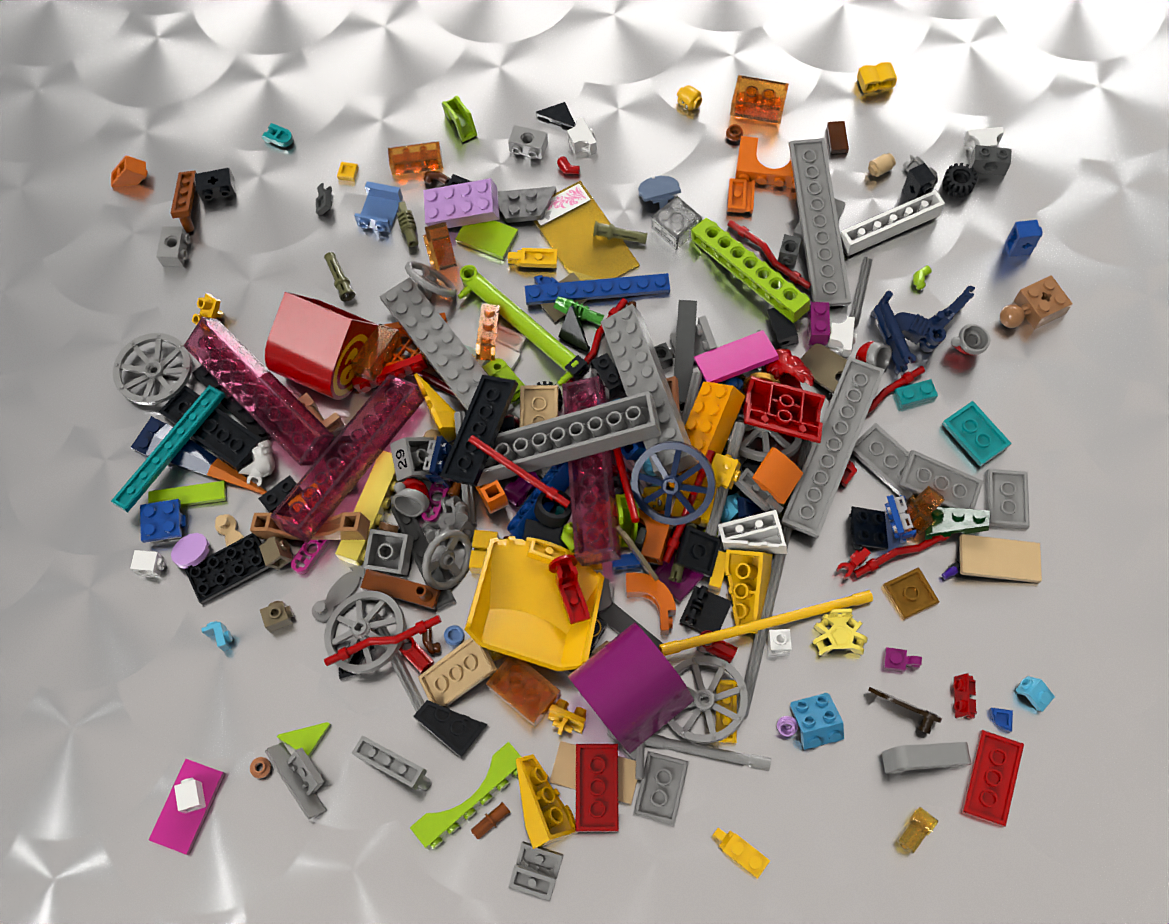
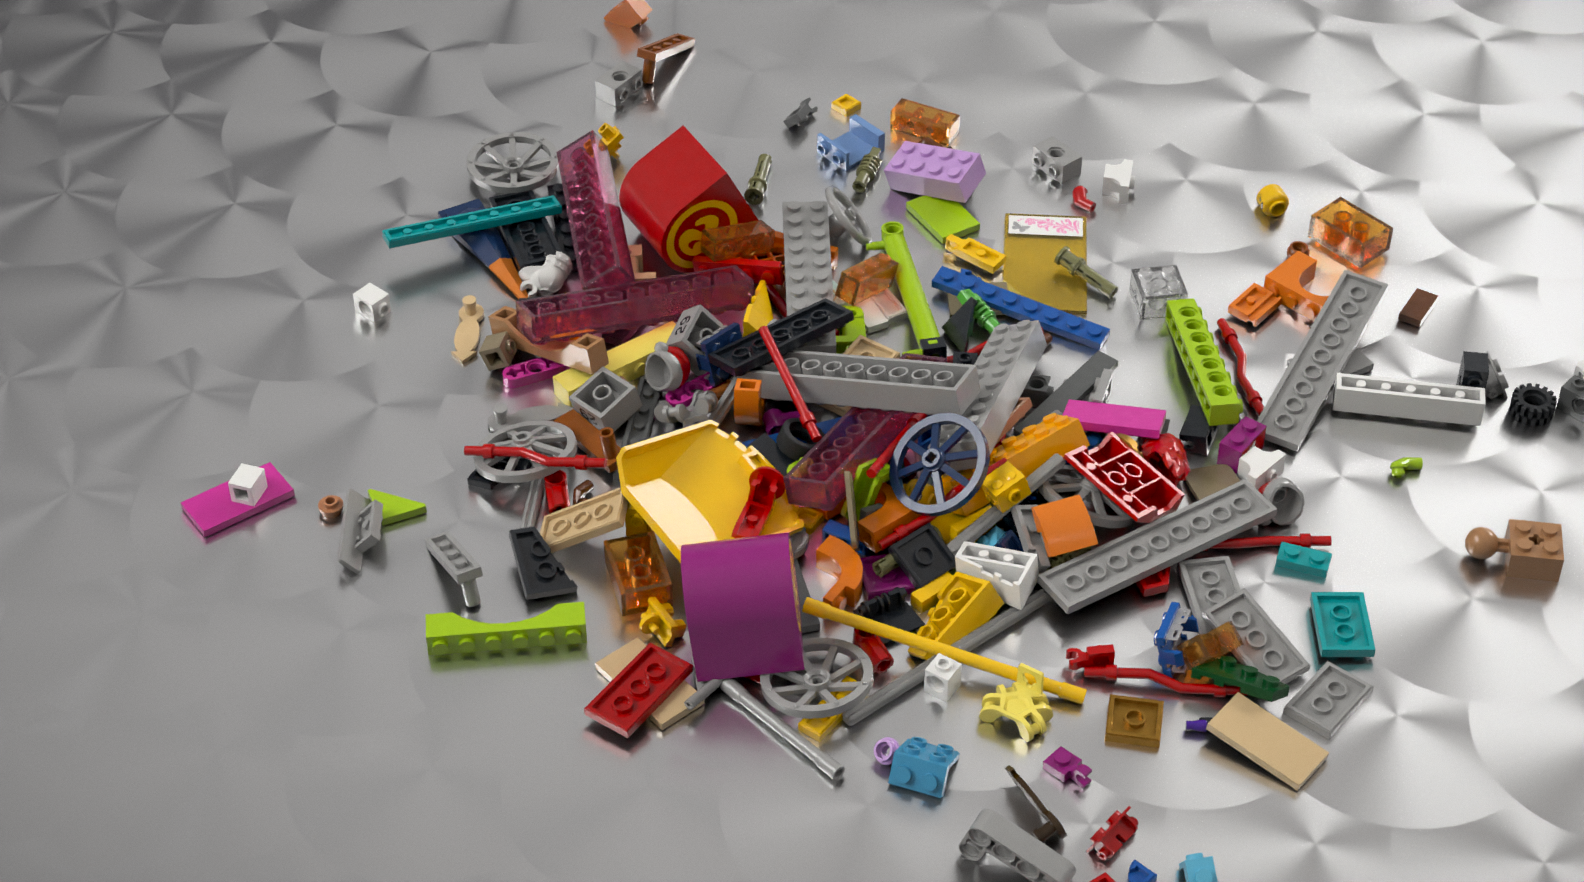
camera: 30 degrees right, 25 degrees down
(161, 521) = (413, 277): blue piece -> none
(190, 550) = (420, 312): lavender tile -> none
(191, 494) = (456, 274): lime tile -> none
(215, 184) = (704, 56): black brick -> none
(222, 635) = (387, 387): medium azure bracket -> none
(226, 568) = (440, 344): black tile -> none
(276, 616) = (453, 400): dark tan brick -> none
(281, 138) = (801, 47): teal plate -> none
(439, 246) = (880, 190): clear orange brick -> none
(444, 557) = (651, 425): light grey piece -> none
(462, 117) = (1000, 111): lime piece -> none
(490, 820) = (508, 661): dark orange axle -> none
(525, 203) = (1007, 207): flat silver wing -> none
(536, 871) = (516, 725): light grey slope -> none
(543, 811) = (569, 675): yellow wedge -> none
(557, 114) = (1108, 152): black tile -> none
(659, 189) = (1163, 256): sand blue piece -> none
(661, 788) = (705, 732): light grey tile -> none
(741, 852) = (740, 827): yellow hinge -> none
(792, 244) = (1267, 371): dark grey brick -> none
(861, 288) = (1321, 444): light grey axle -> none
(868, 528) = (1134, 638): black hinge -> none
(876, 77) = (1513, 275): yellow brick -> none
(881, 164) = (1446, 349): tan brick -> none
(914, 328) = (1359, 502): dark blue piece -> none
(971, 340) = (1407, 536): light grey piece -> none
(1023, 238) = (1558, 480): blue brick -> none

